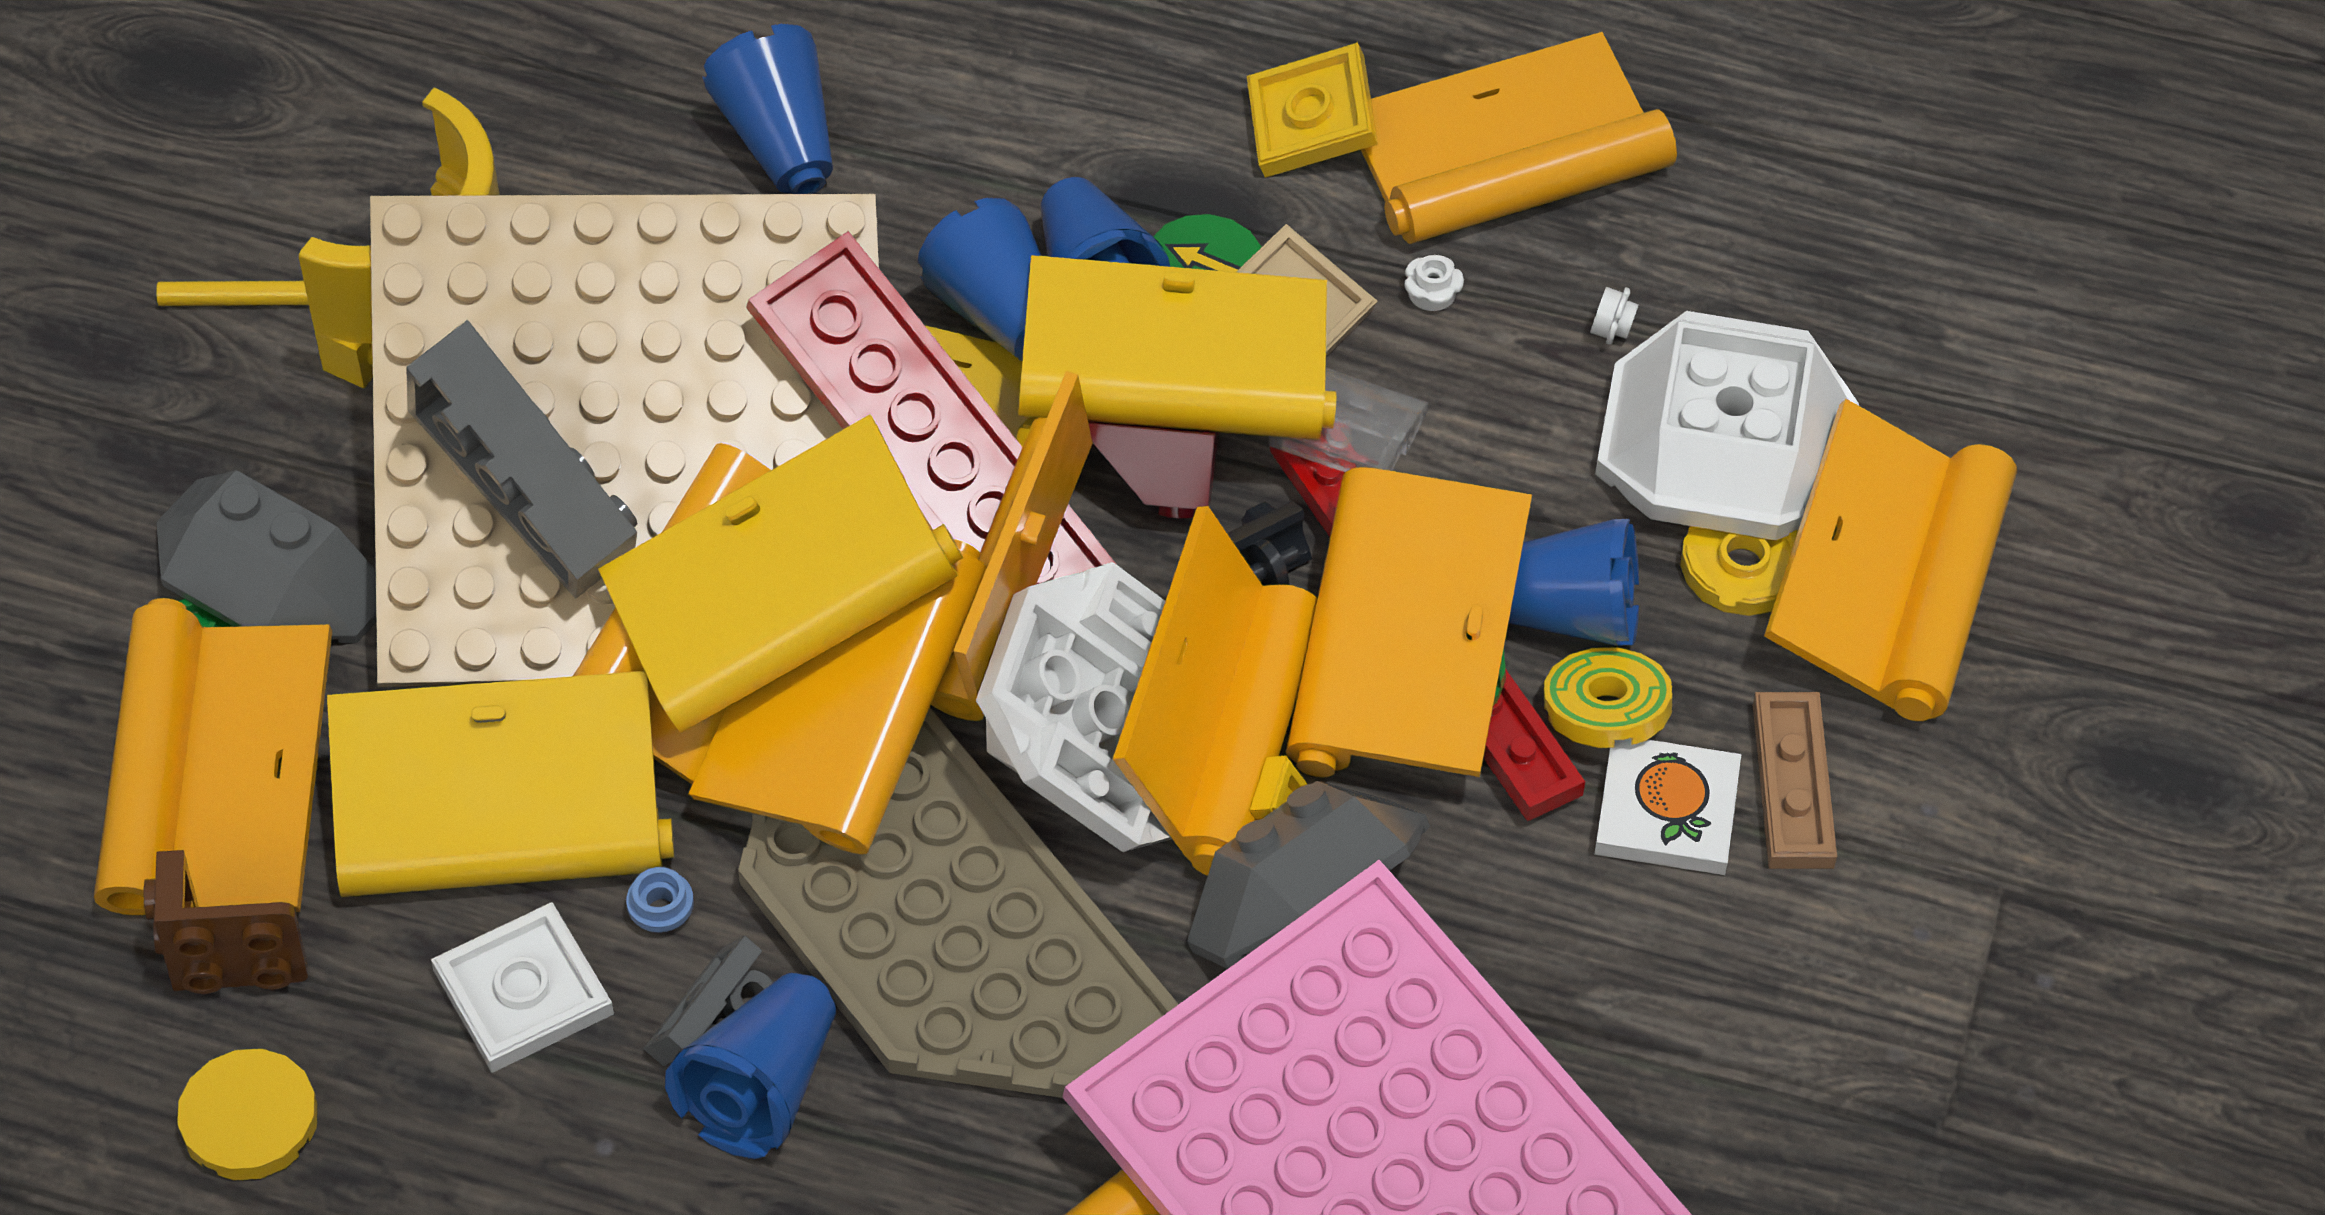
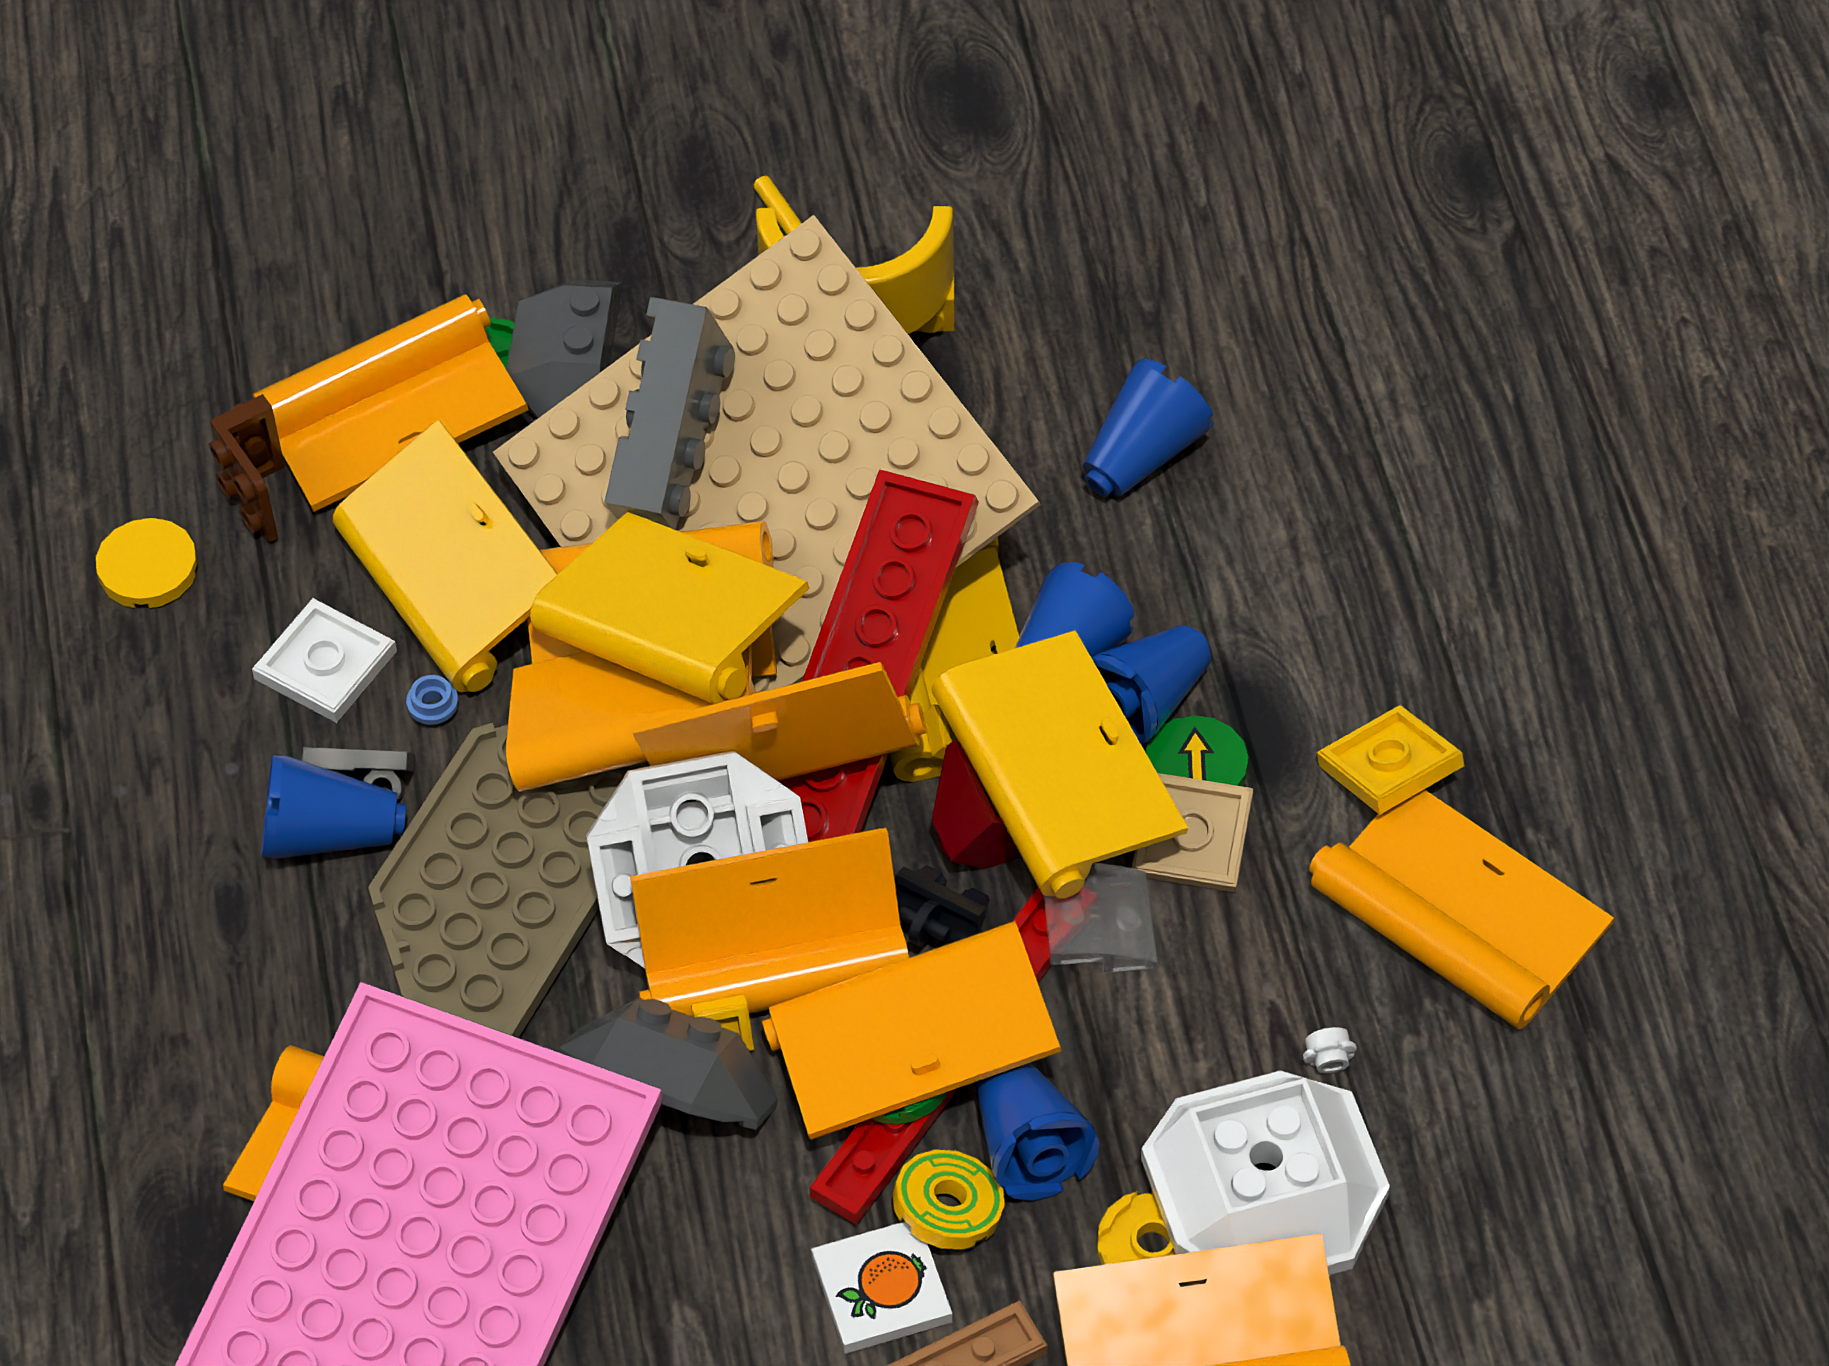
camera: 65 degrees right, 0 degrees up
(1429, 292) = (1282, 927): white plate -> none

